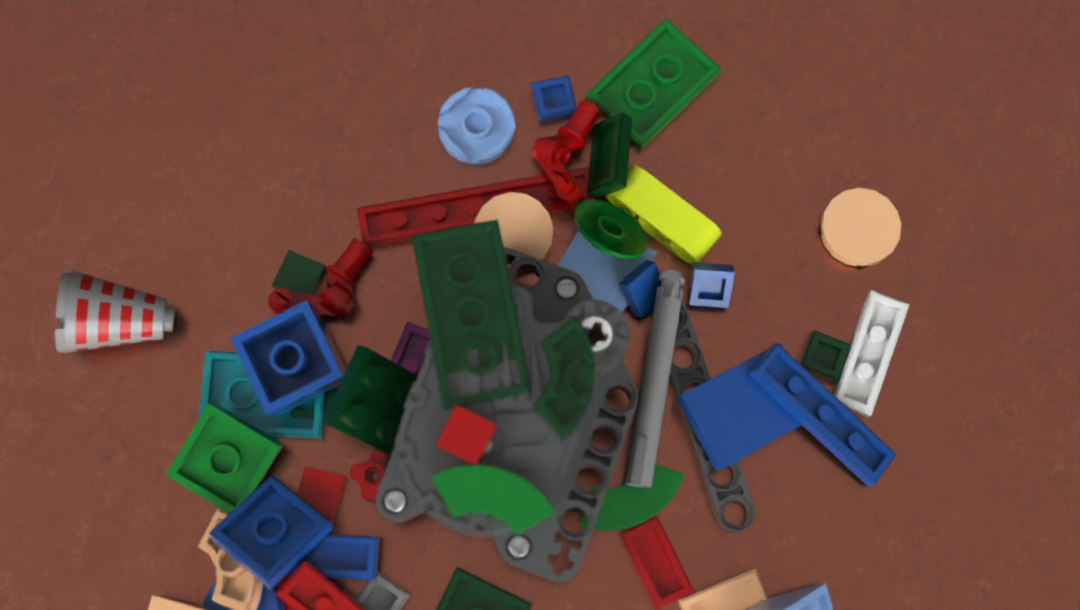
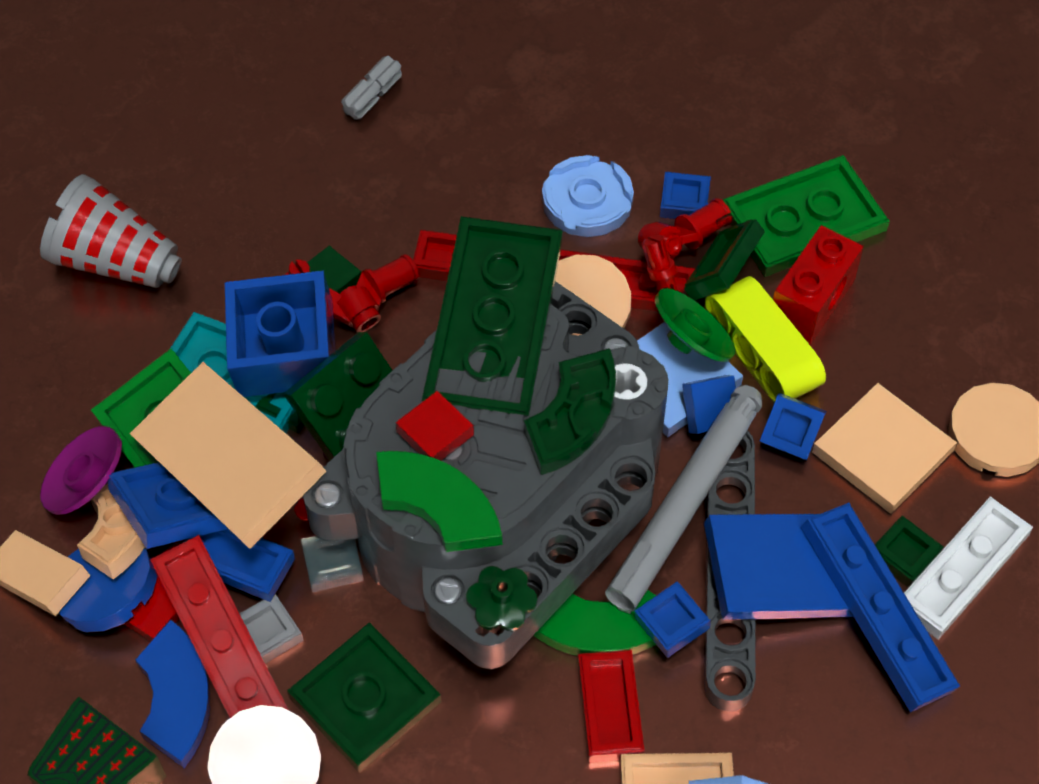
camera: 25 degrees right, 20 degrees down
(181, 528) = (81, 470): none -> magenta dish
(256, 88) = (366, 91): none -> light grey piece
(298, 488) = (228, 454): none -> light nougat tile
(408, 532) = (331, 562): none -> clear light blue tile
(550, 545) = (501, 608): none -> dark green plant
(680, 483) = (672, 619): none -> blue tile
(688, 151) = (818, 281): none -> red brick
(781, 274) = (884, 448): none -> light nougat tile

